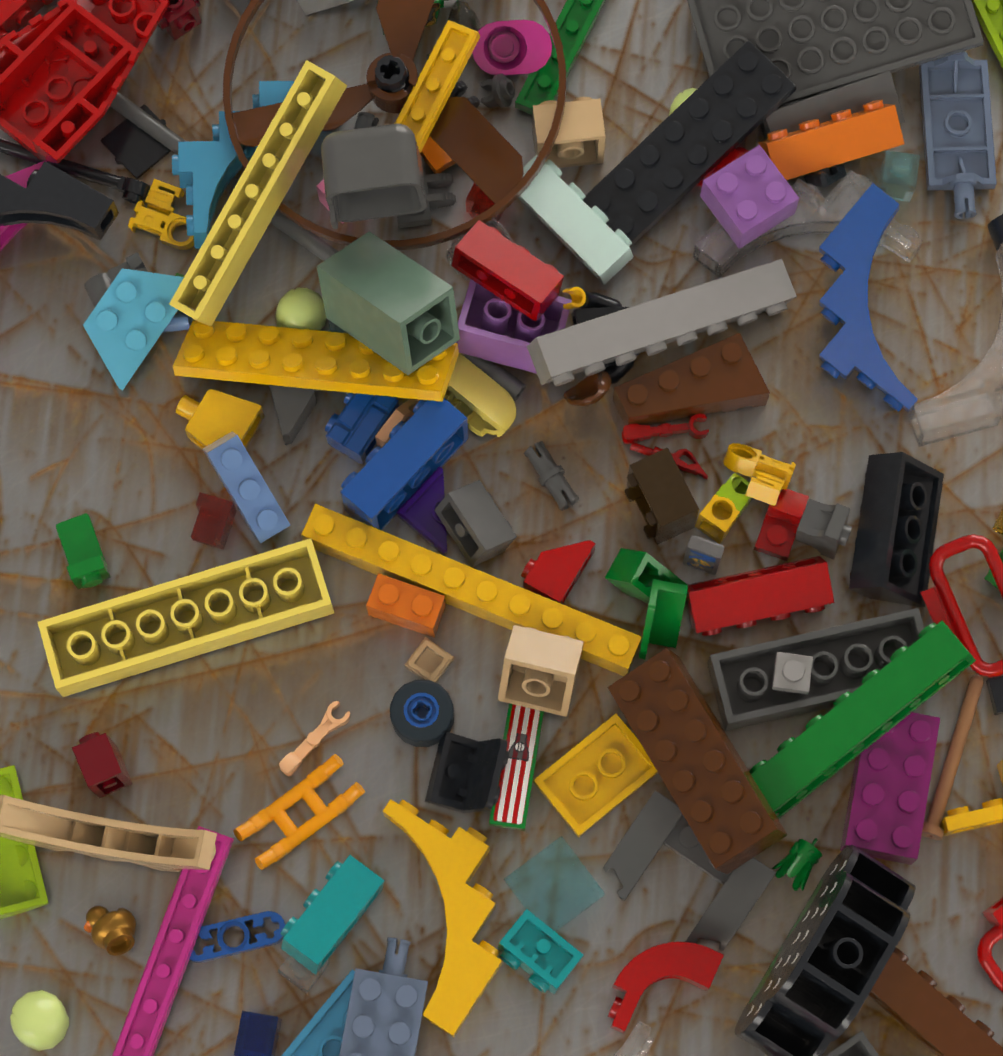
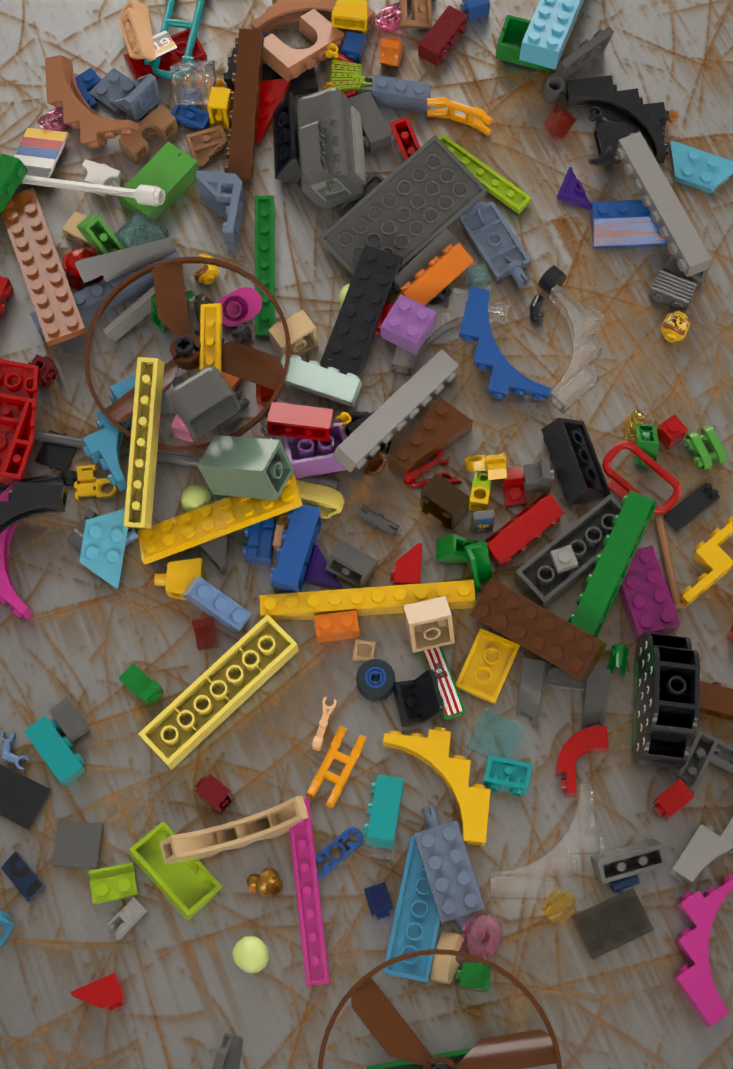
camera: 25 degrees left, 5 degrees down
(960, 263) = (534, 309): none -> black arm

